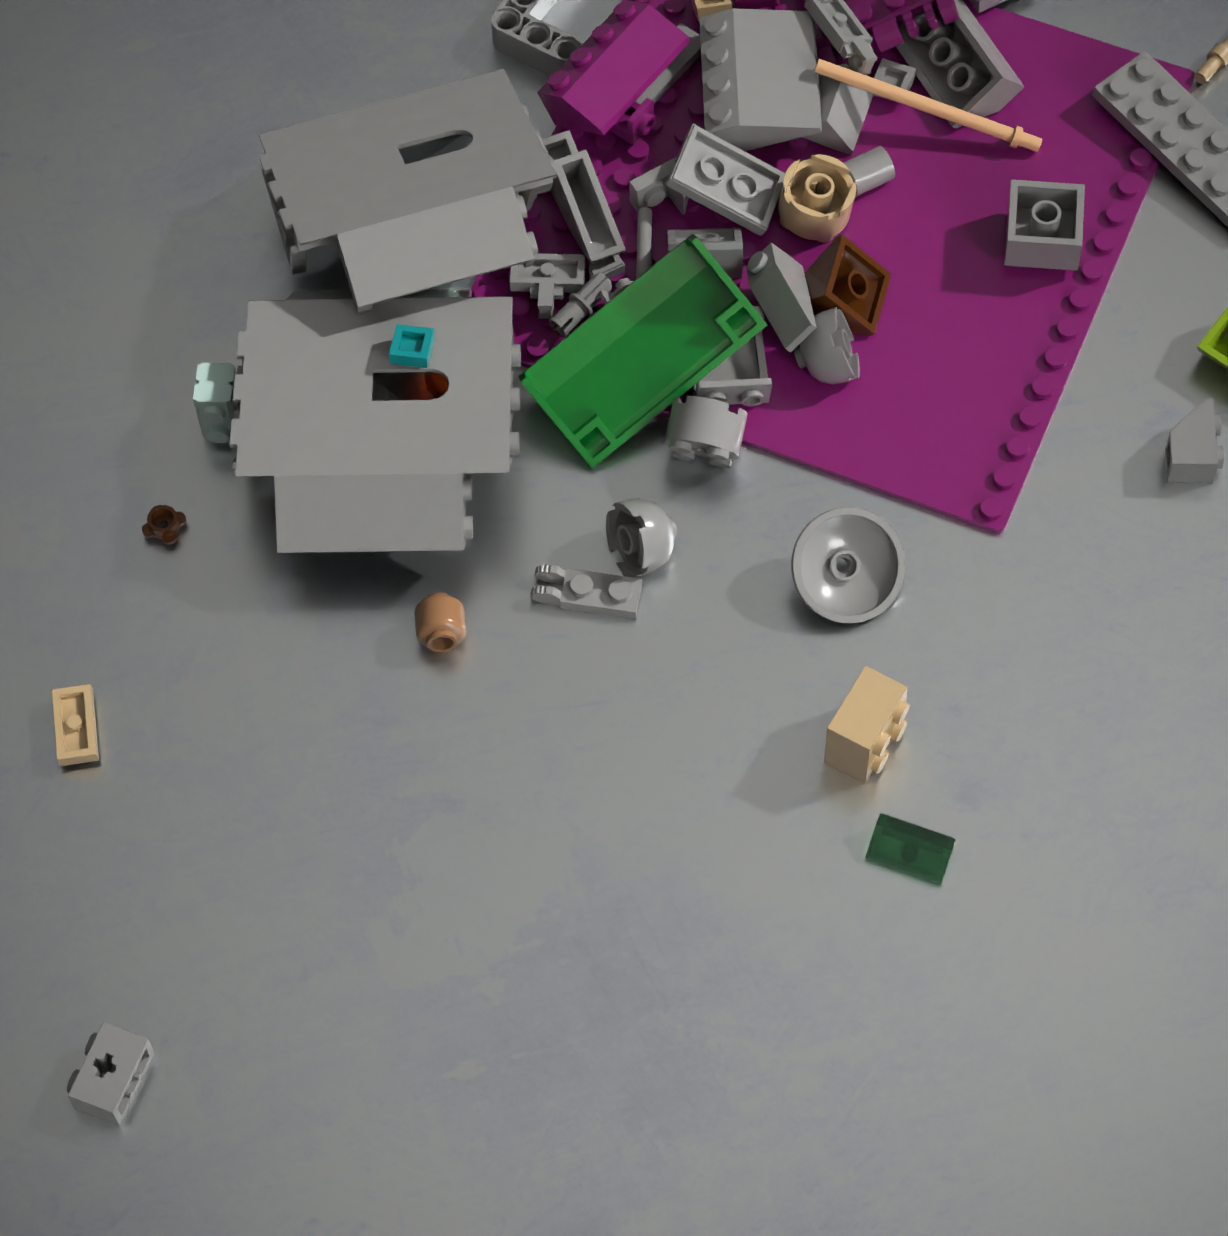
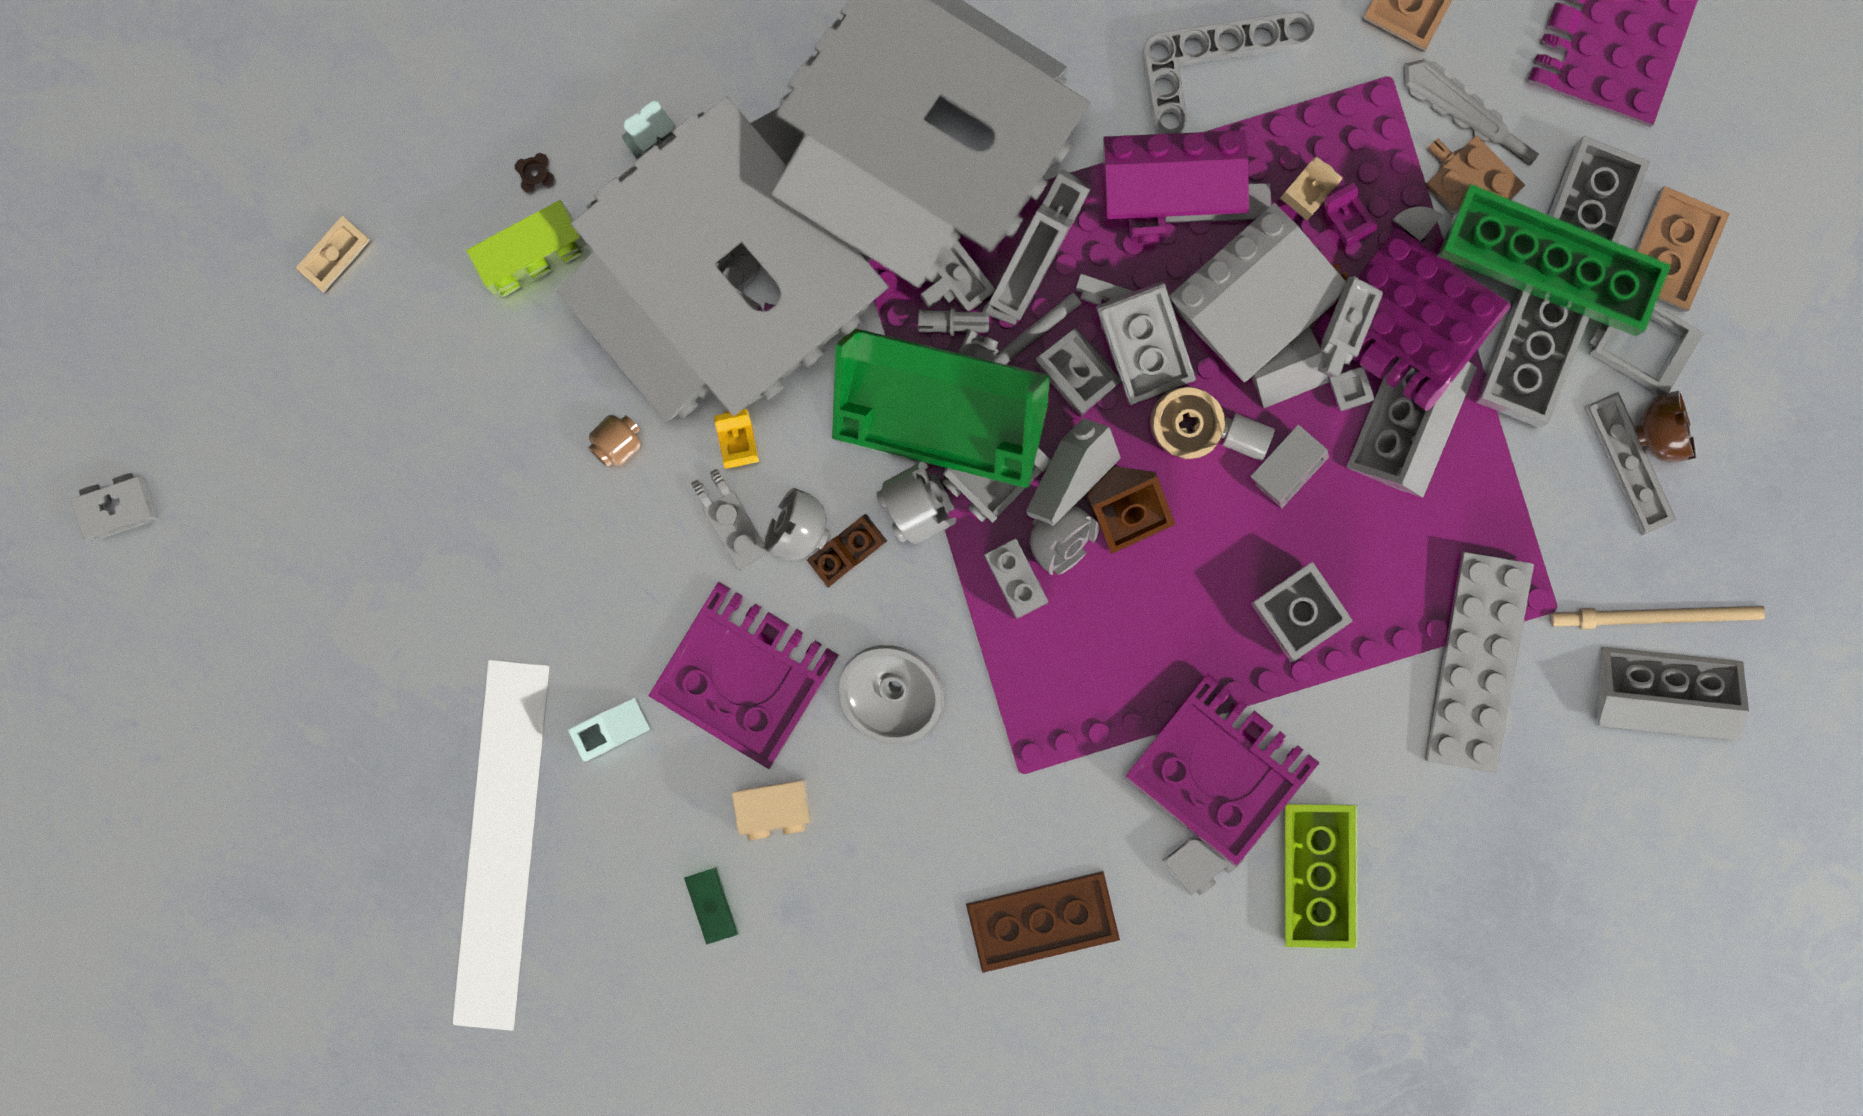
camera: 50 degrees right, 25 degrees up
(220, 562) = (527, 249): none -> lime brick
(412, 346) = (777, 257): teal plate -> none
(524, 532) = (736, 439): none -> yellow bracket
(681, 815) = (608, 730): none -> light aqua slope
(695, 522) = (847, 550): none -> reddish brown slope
(708, 992) = (501, 845): none -> white sticker
(732, 681) = (739, 681): none -> magenta hinge
(834, 407) = (1016, 579): none -> light grey brick
(917, 159) = (1290, 466): none -> light grey hinge
(1014, 136) = (1375, 522): light nougat bar -> none
(1129, 373) = (1218, 775): none -> magenta hinge
(1145, 605) = (1042, 921): none -> reddish brown tile

